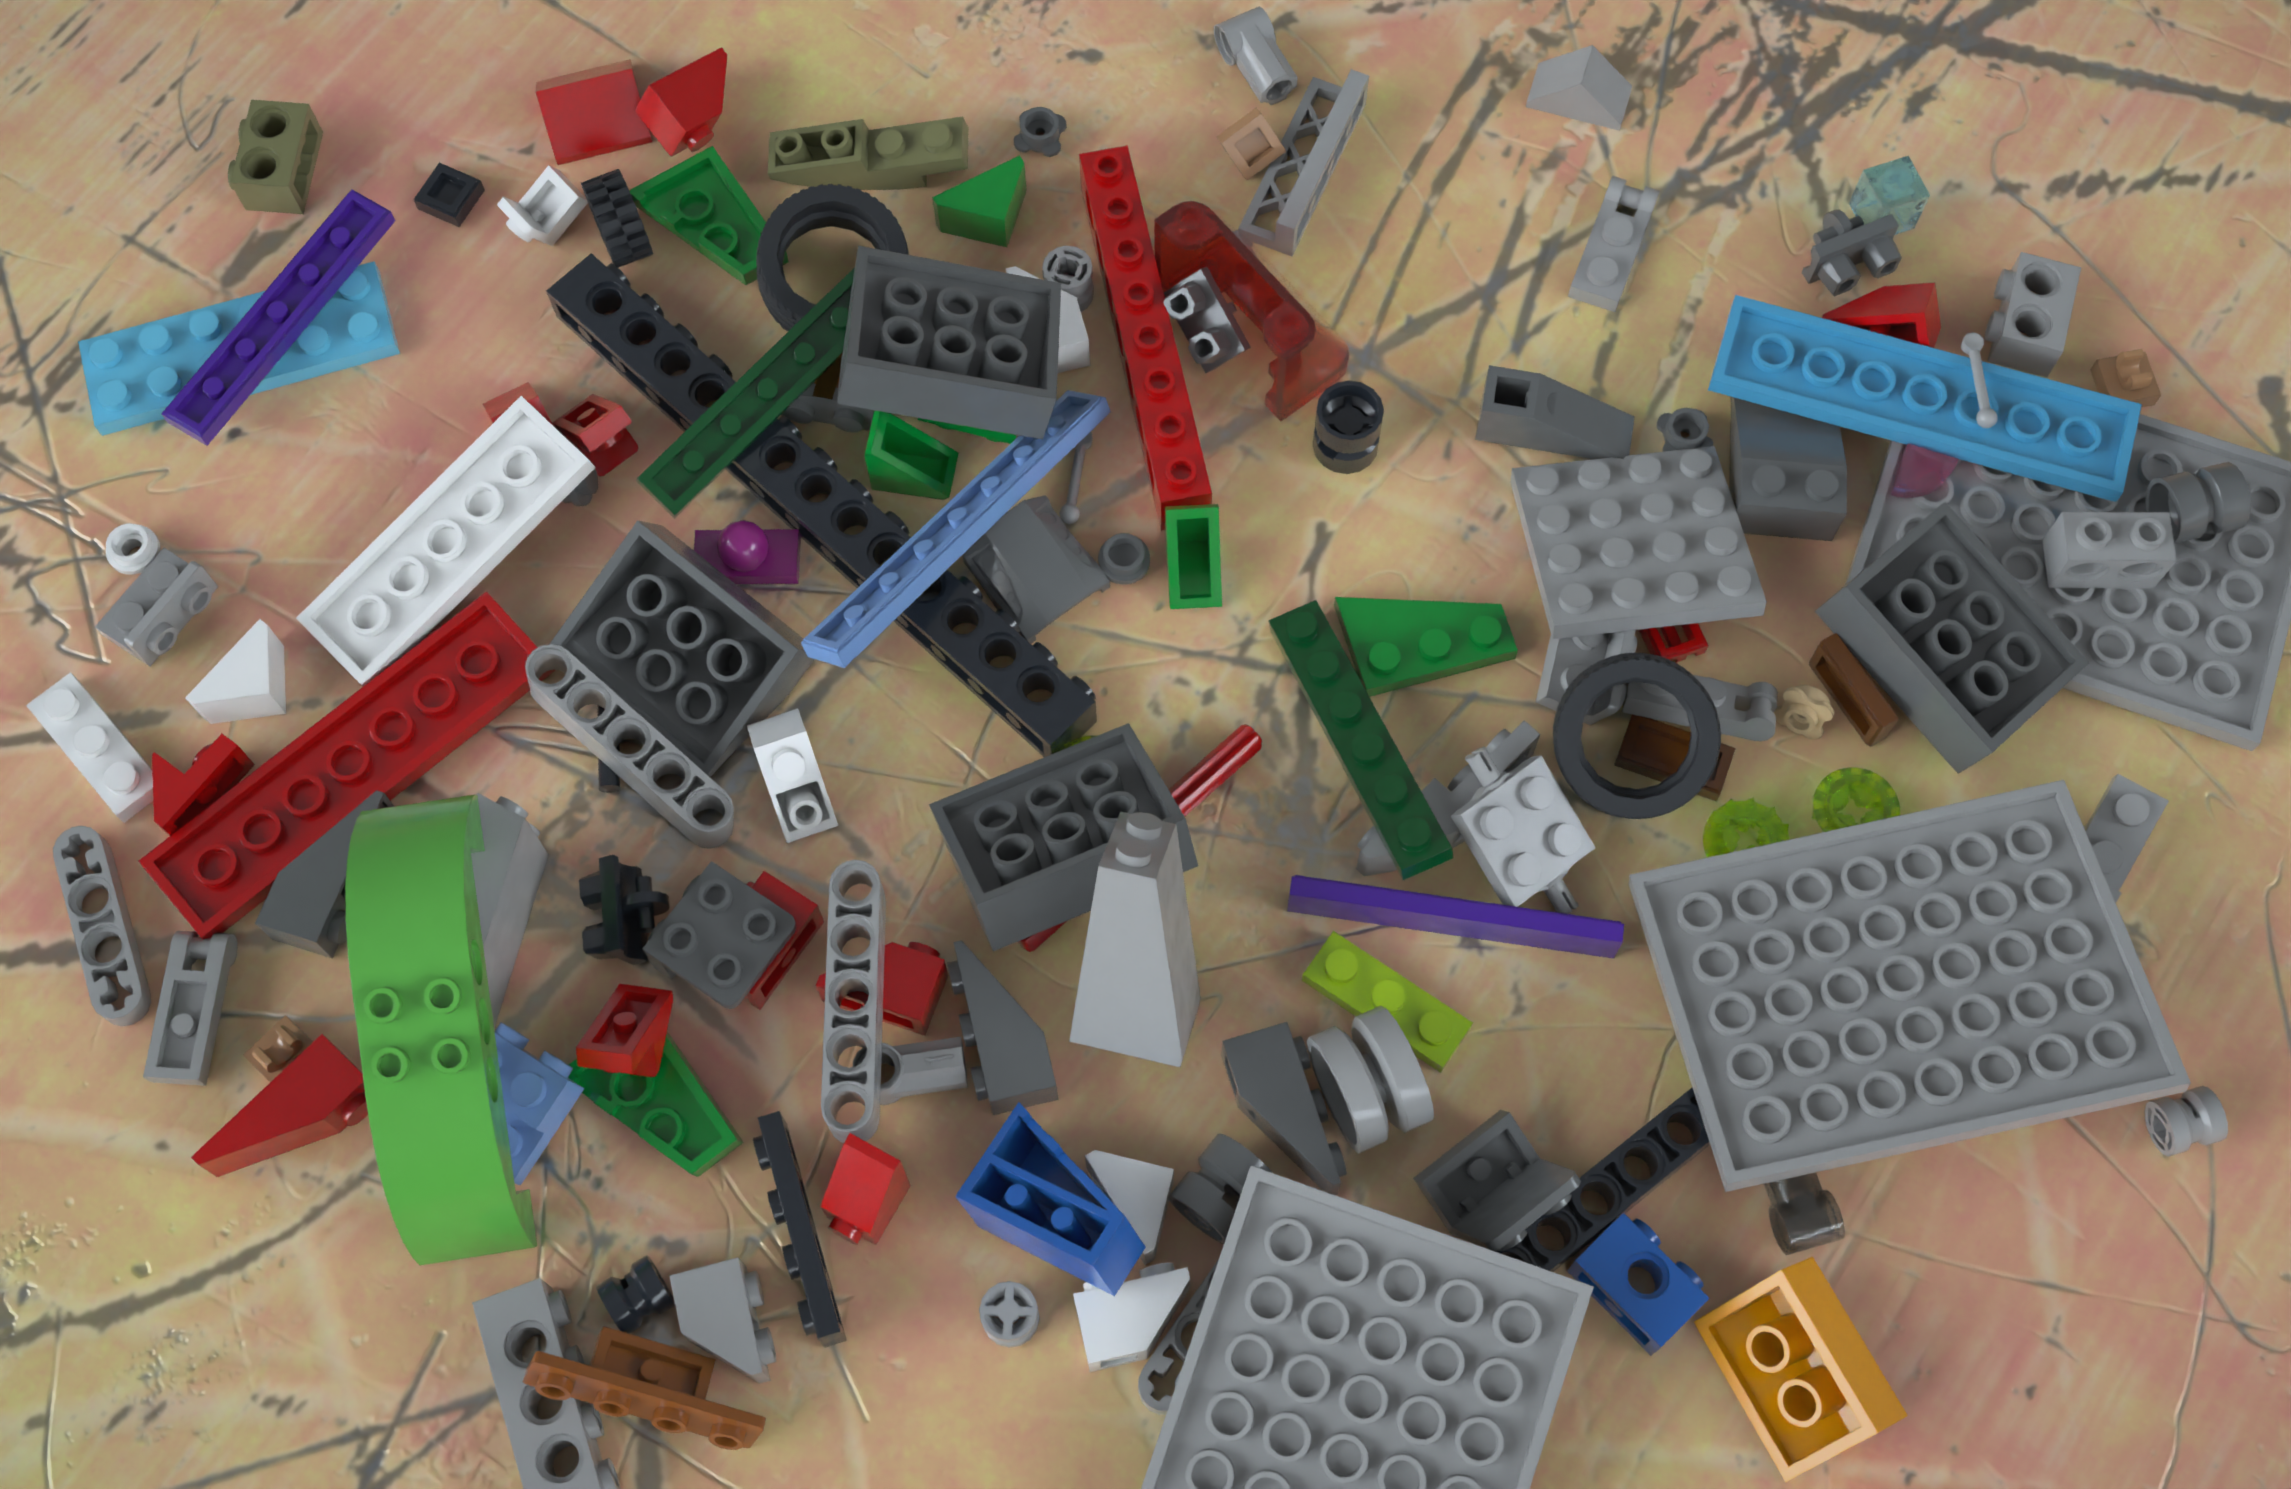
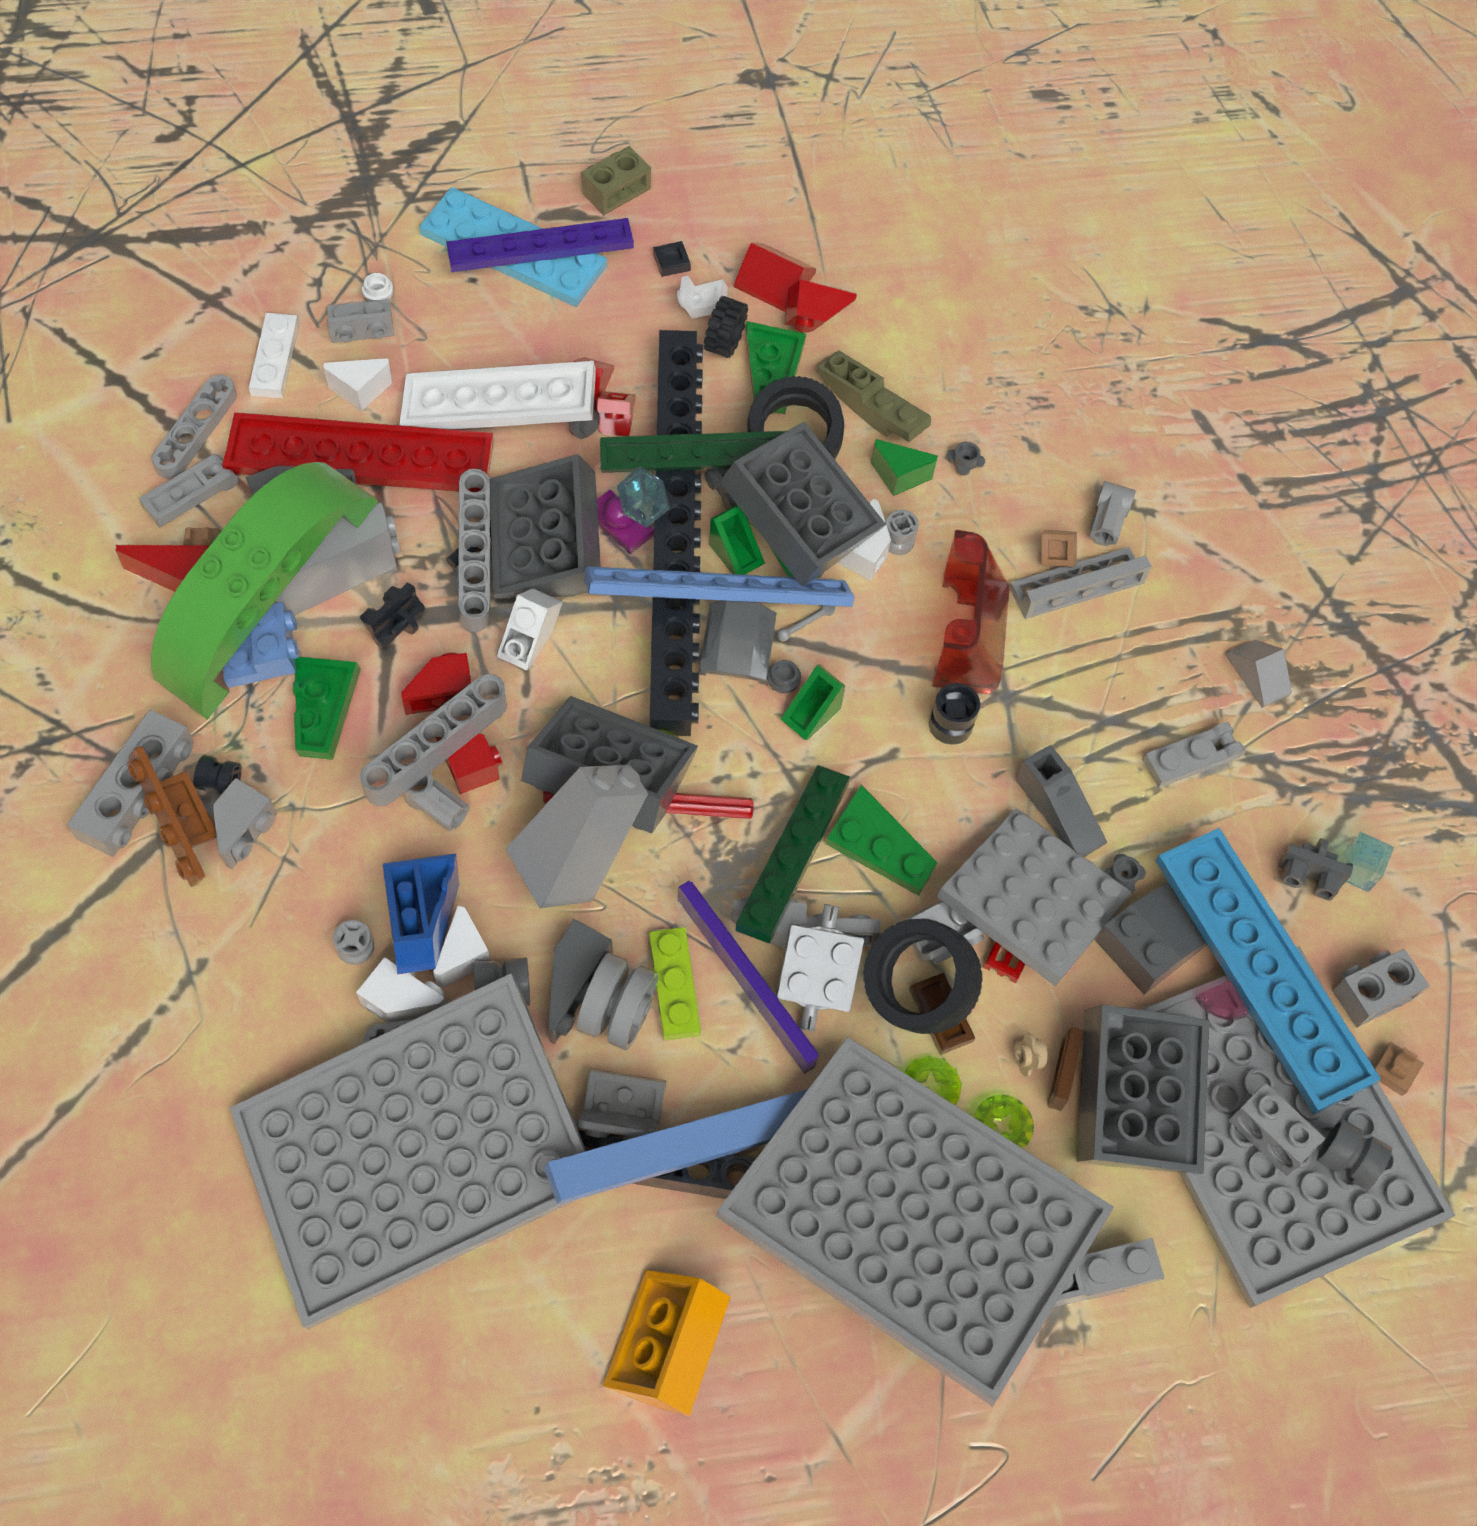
camera: 40 degrees right, 5 degrees down
(184, 796) = (282, 401): red slope -> none
(628, 1032) = (332, 662): red slope -> none
(720, 936) = (417, 662): dark grey bracket -> none
(759, 501) = (643, 496): none -> clear light blue brick
(804, 1254) = (306, 825): black plate -> none
(863, 1191) = (352, 826): red slope -> none
(1008, 1041) = (484, 830): dark grey slope -> none
(1143, 331) = (905, 587): red brick -> none
(1206, 320) = (942, 604): dark grey hips -> none
(1610, 1170) = (668, 1149): none -> medium blue tile
(1646, 1317) = (636, 1247): blue brick -> none
(1741, 709) = (989, 1009): light grey plate -> none
(1803, 1214) = (753, 1275): clear smoke piece -> none
(1895, 311) = (1299, 915): red slope -> none
(1972, 346) = (1319, 964): light grey hinge -> none
(2187, 1120) = (995, 1438): light grey wheel -> none

